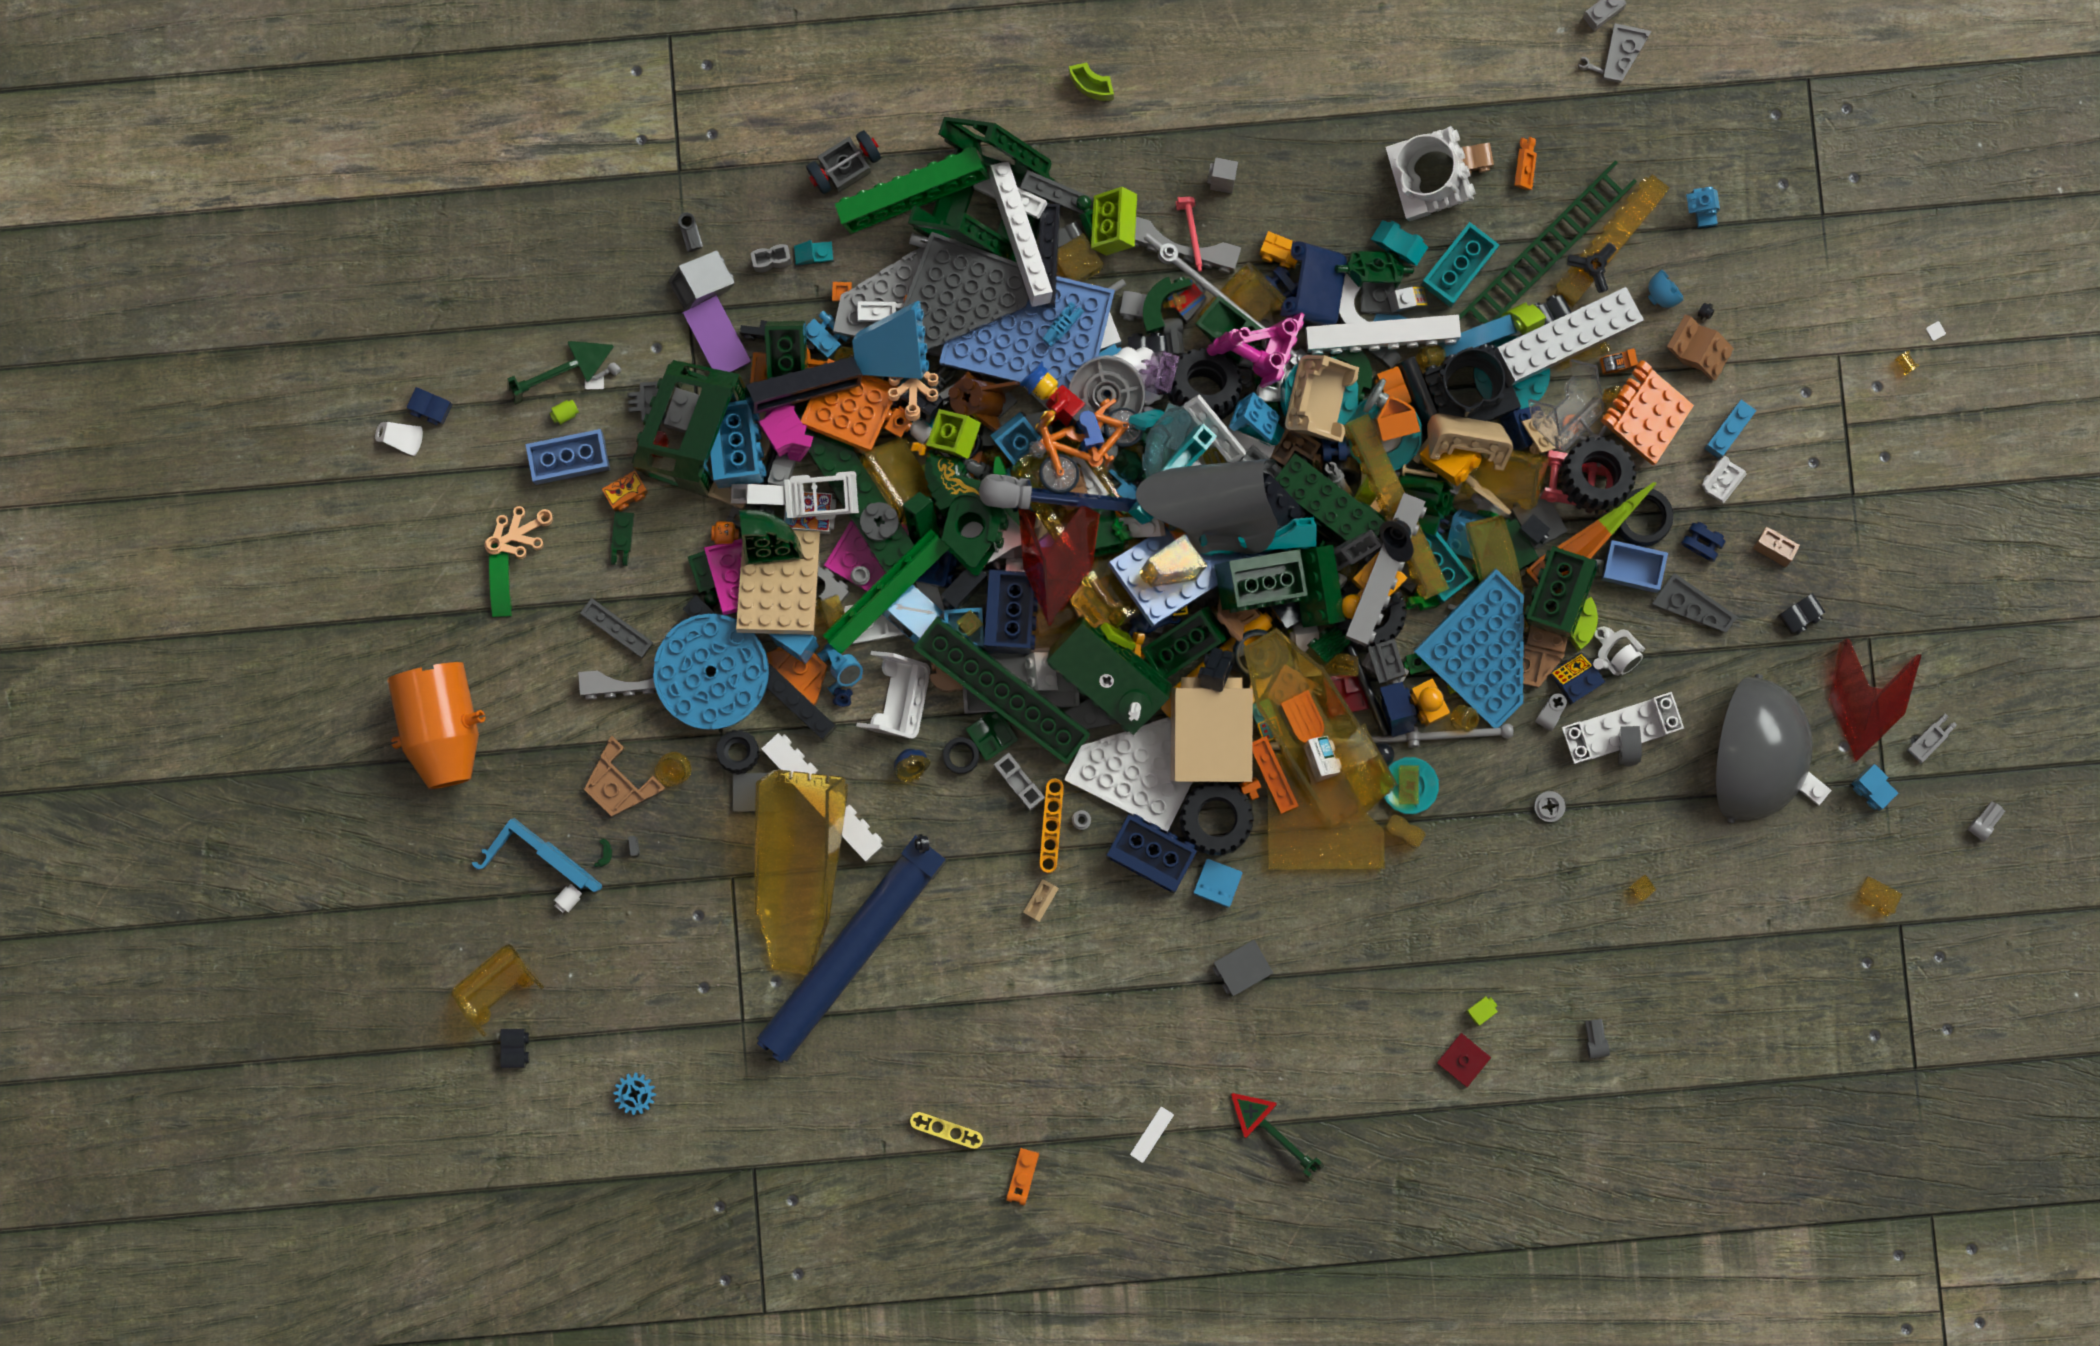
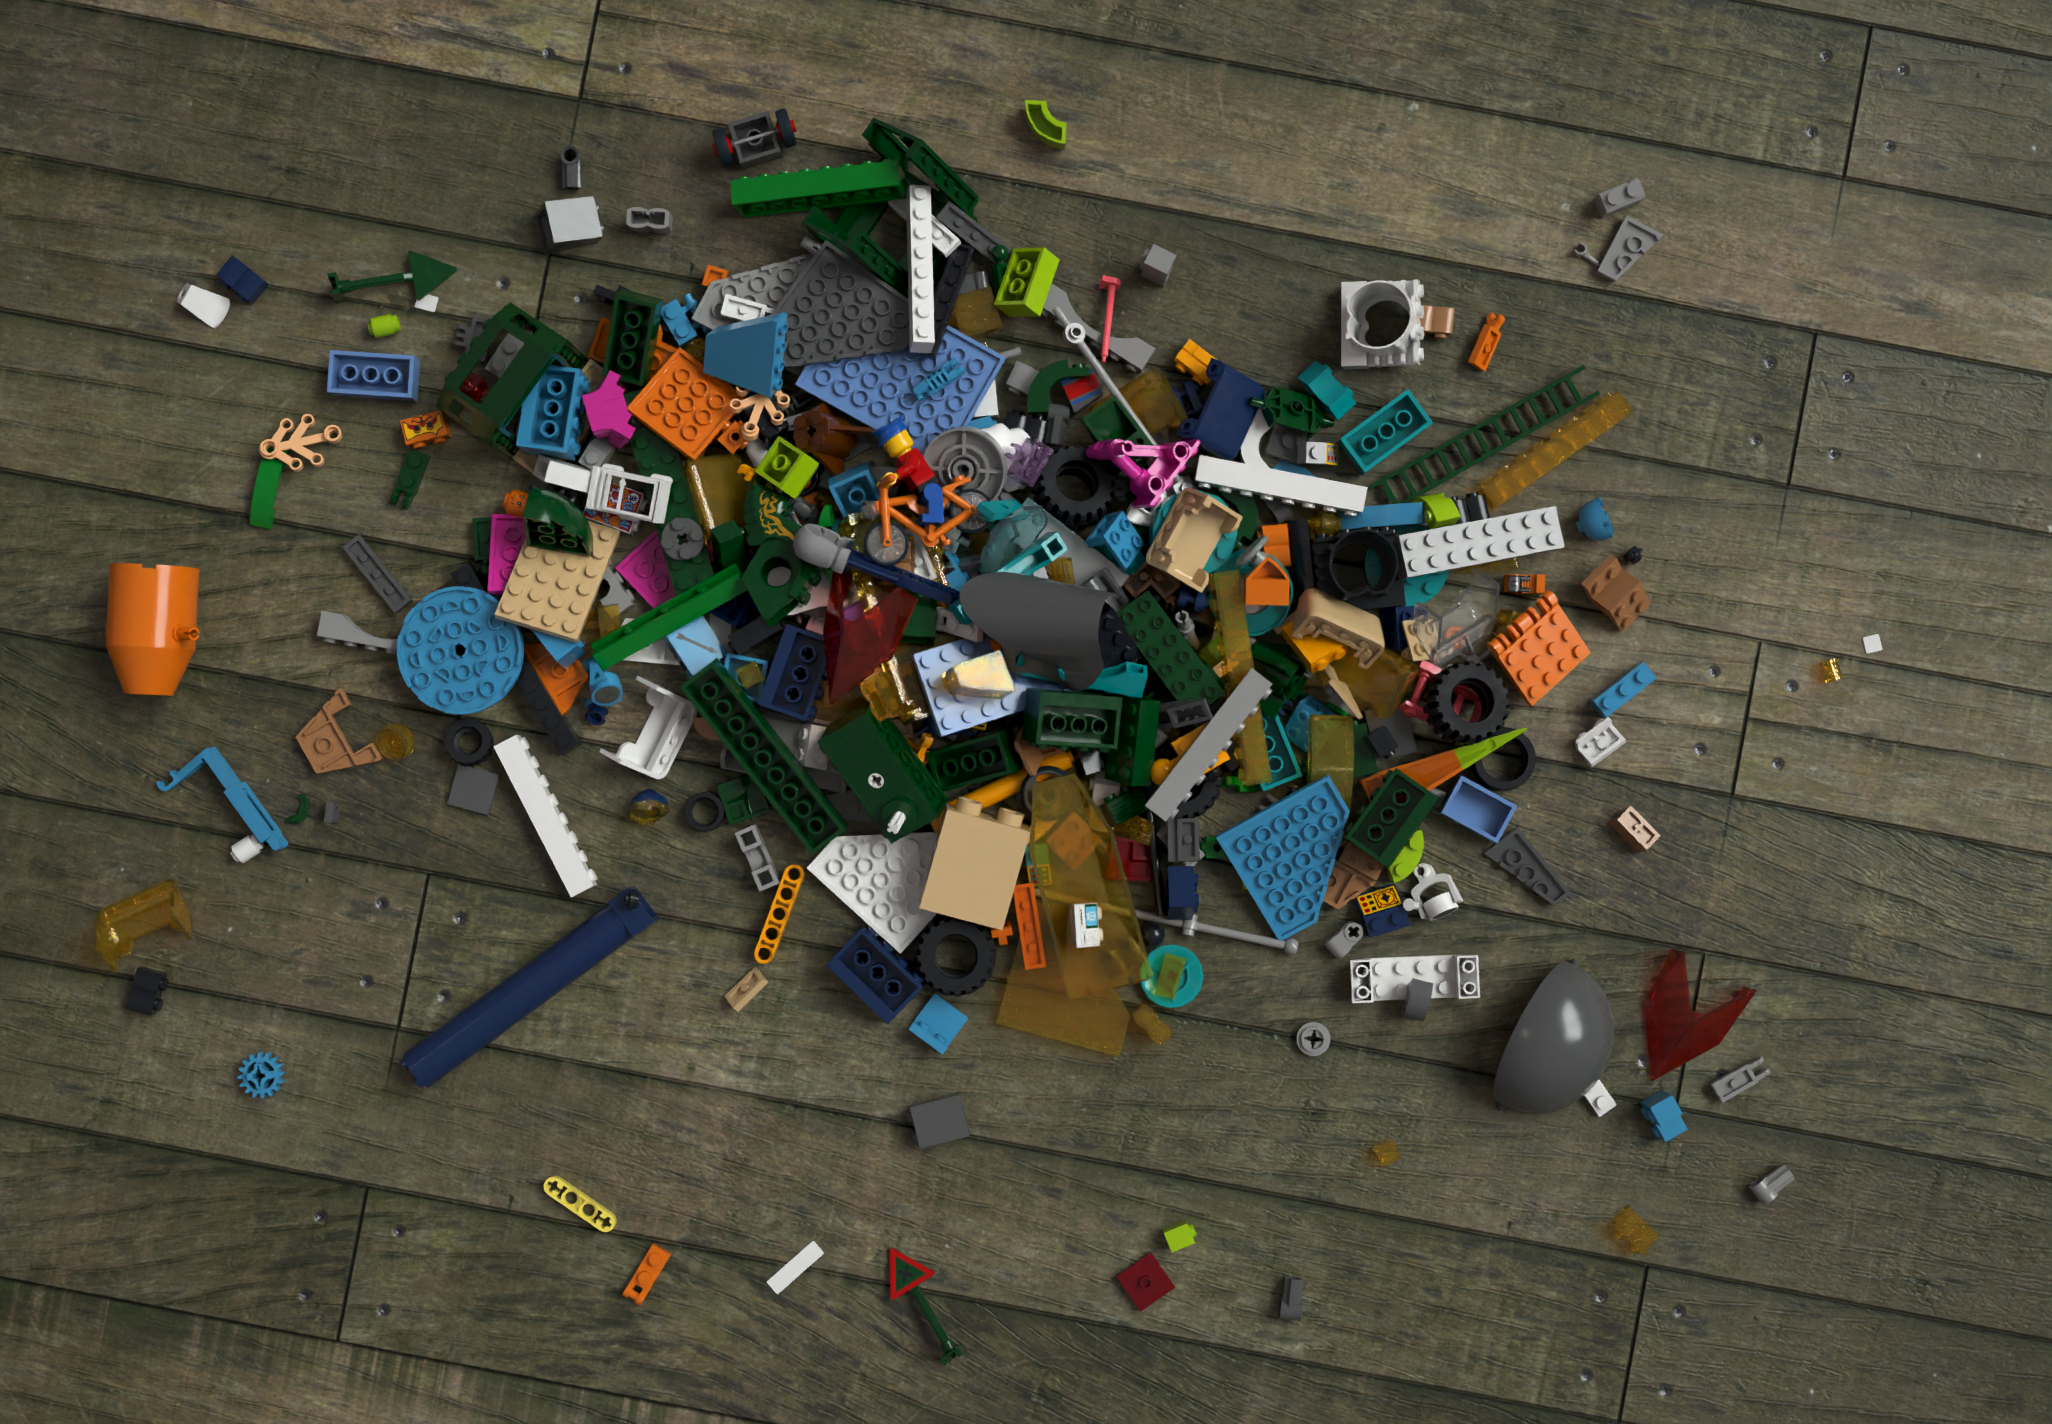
camera: 10 degrees right, 5 degrees up
(613, 368) = (450, 293): light grey hand -> none
(717, 336) = (569, 290): medium lavender tile -> none
(796, 862) = (495, 876): clear yellow windscreen -> none
(803, 385) = (639, 369): black brick -> none
(813, 252) = (698, 227): teal slope -> none
(860, 575) = (650, 590): light grey plate -> none
(1081, 813) = (806, 915): light grey plate -> none
(1118, 636) = (903, 734): lime tile -> none
(1121, 530) = (936, 622): green piece -> none
(1127, 465) = (966, 550): clear green brick -> none
(1176, 301) = (1068, 388): clear yellow piece -> none
(1216, 670) = (997, 801): black brick -> none
(1225, 441) = (1077, 555): white plate -> none
(1303, 716) = (1078, 874): orange window -> none
(1365, 768) = (1126, 951): clear yellow piece -> none
(1397, 539) = (1229, 718): black piece -> none
(1418, 472) = (1275, 645): tan pin -> none
(1429, 702) = (1215, 894): light orange brick -> none
(1464, 718) = (1249, 921): clear yellow head -> none
(1601, 262) = (1537, 469): black bush -> none
(1700, 531) = (1558, 790): dark blue brick -> none
(1705, 205) = (1666, 440): dark azure tile -> none
(1801, 614) = (1641, 908): black brick -> none

